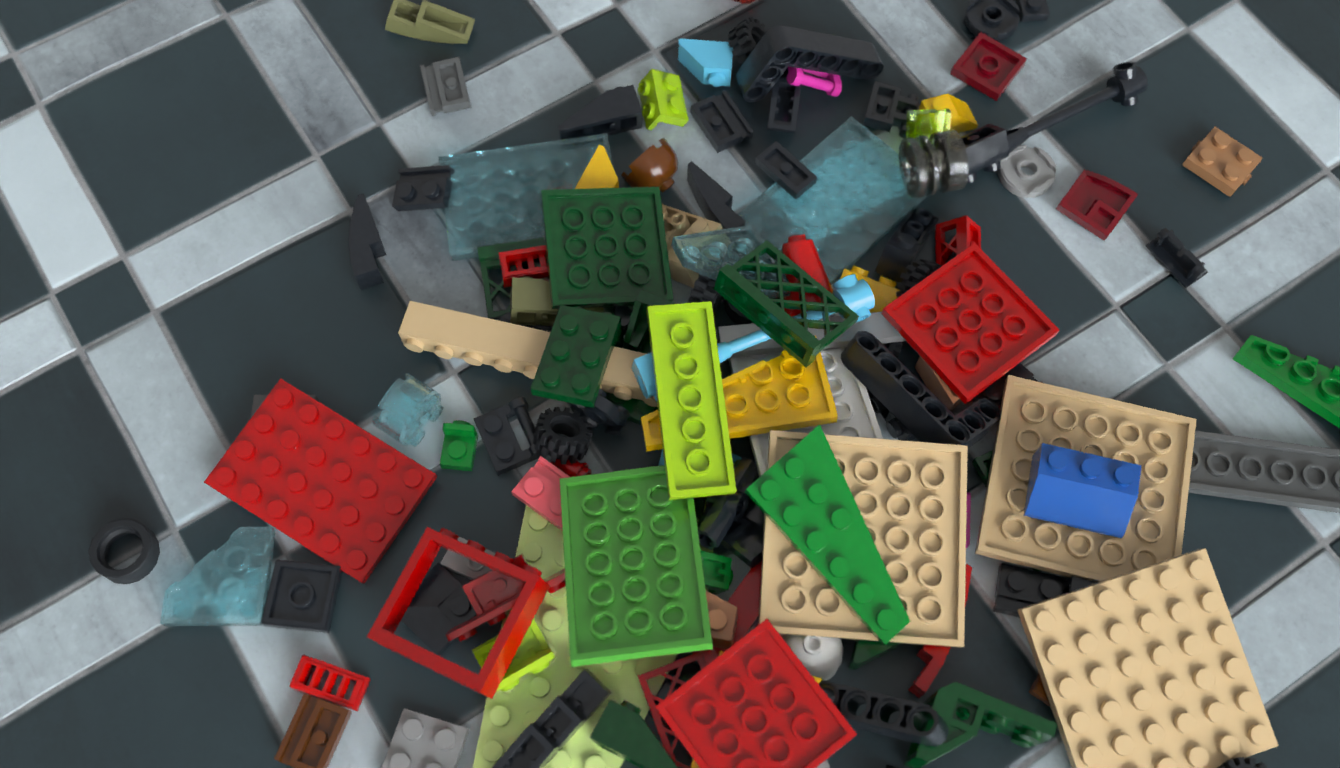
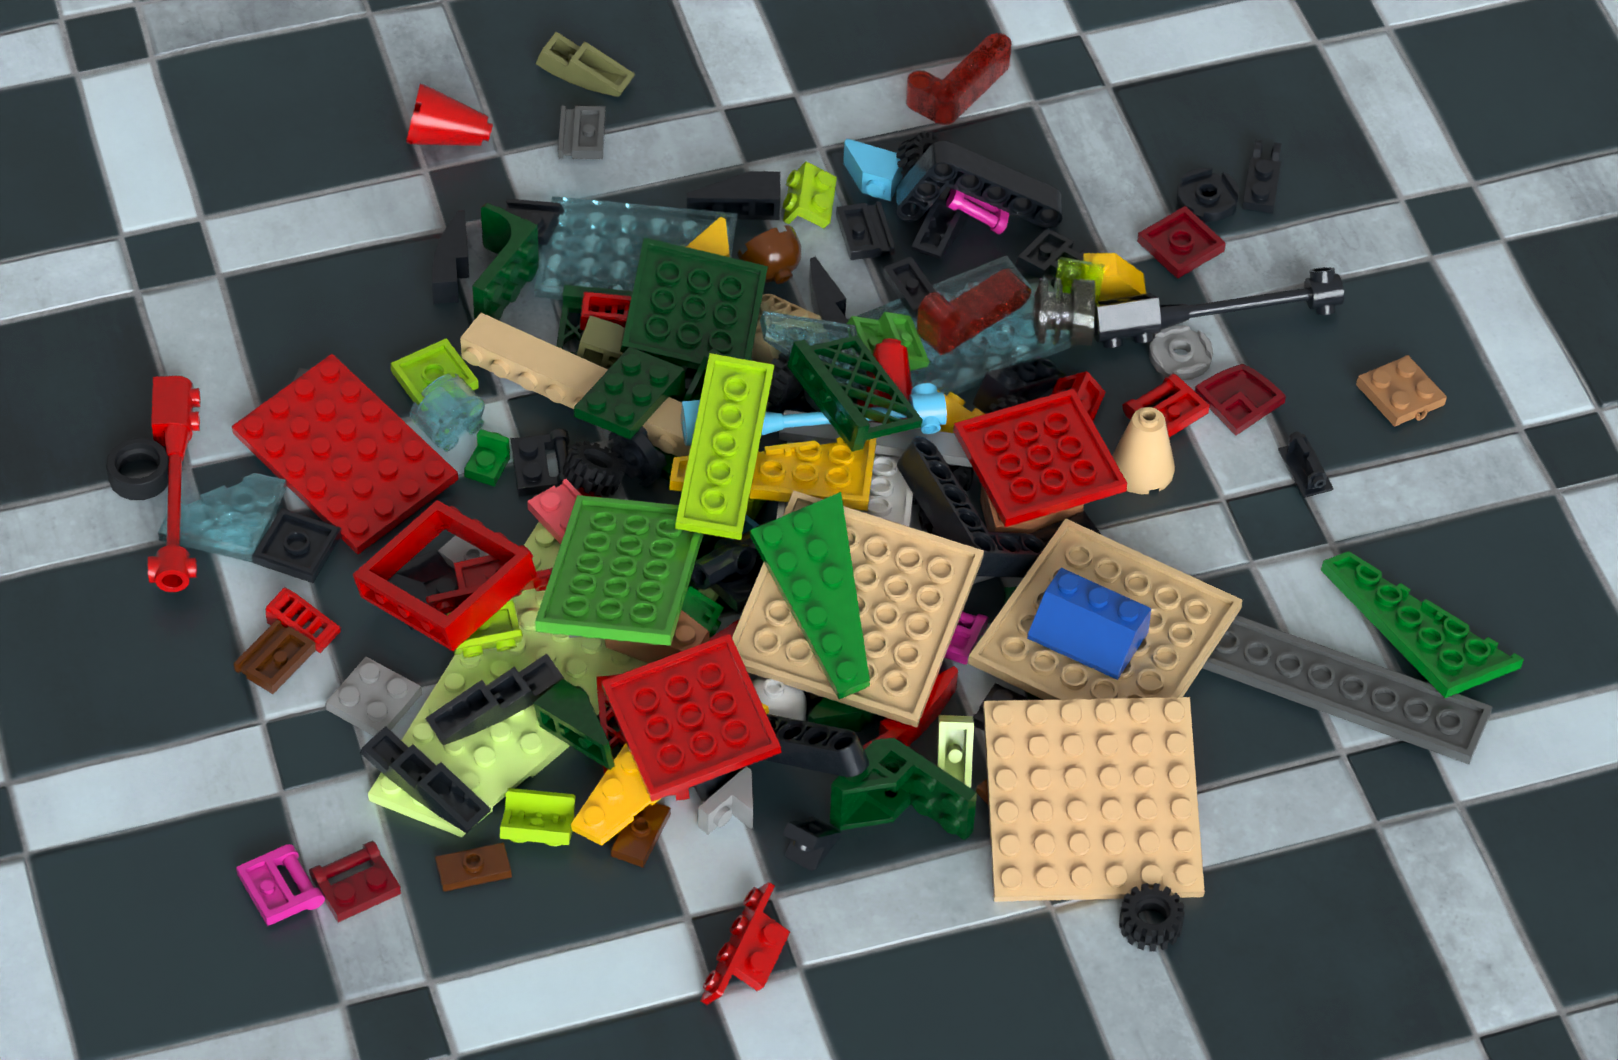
camera: 15 degrees right, 15 degrees down
(145, 494) = (173, 427): none -> red bar
(321, 106) = (446, 121): none -> red cone
(380, 365) = (428, 364): none -> lime plate
(428, 234) = (515, 265): none -> dark green bracket
(783, 221) = (894, 327): none -> bright green slope
(835, 195) = (952, 323): none -> clear red beam
(996, 653) = (956, 746): none -> yellowish green slope
(1046, 235) = (1179, 409): none -> red plate
(1047, 281) = (1145, 452): none -> tan cone

